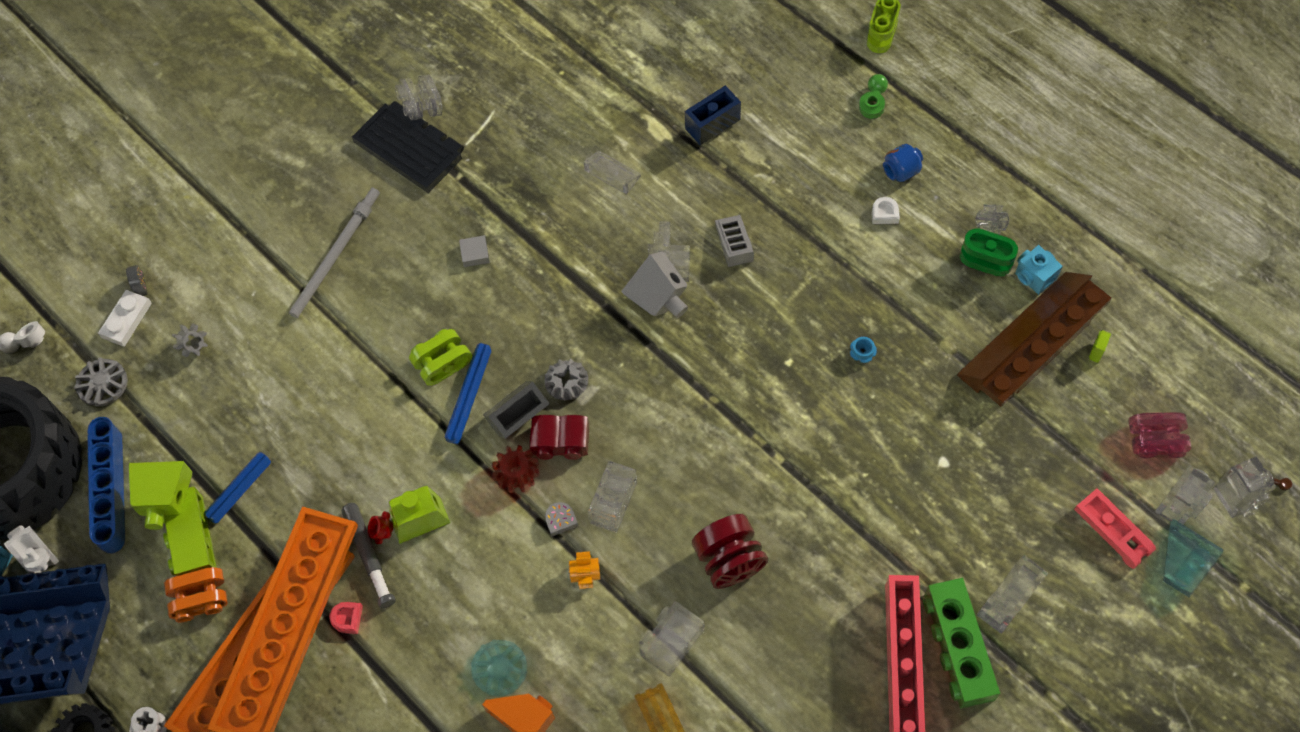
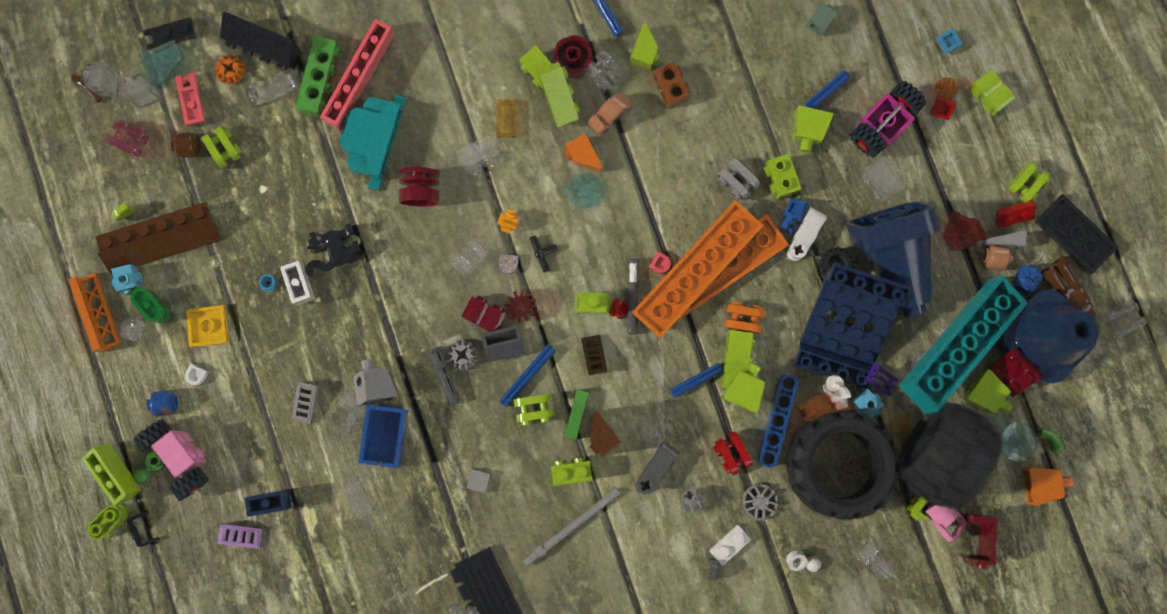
camera: 160 degrees left, 20 degrees up
(56, 517) = (814, 406): none -> clear orange brick
(154, 404) = (722, 449): none -> red brick
(250, 357) = (657, 467): none -> dark grey piece
(328, 351) = (602, 436): none -> reddish brown slope
(359, 304) = (571, 472): none -> lime brick
(378, 441) = (599, 370): none -> dark brown slope
(382, 376) = (576, 414): none -> bright green piece
(521, 551) = (541, 253): none -> black piece
(586, 350) = (440, 366): none -> dark grey pin
(612, 241) = (383, 436): none -> blue piece
(734, 66) = (230, 541): none -> lavender slope
(800, 428) = (337, 251): none -> black animal
(822, 360) = (297, 283): none -> white brick
(836, 594) = (371, 136): none -> teal brick
(847, 30) = (134, 532): none -> black piece
(848, 113) = (178, 455): none -> brick
(906, 269) = (207, 326): none -> yellow tile
(911, 66) = (111, 474): none -> lime brick
(1030, 484) = (223, 136): none -> lime brick
(1059, 215) = (88, 314): none -> orange fence
(1071, 647) = (259, 42): none -> black slope
(1078, 464) = (186, 145): none -> reddish brown head
(1080, 604) = (230, 77): none -> orange gear
(1204, 608) = (165, 33): none -> black hinge

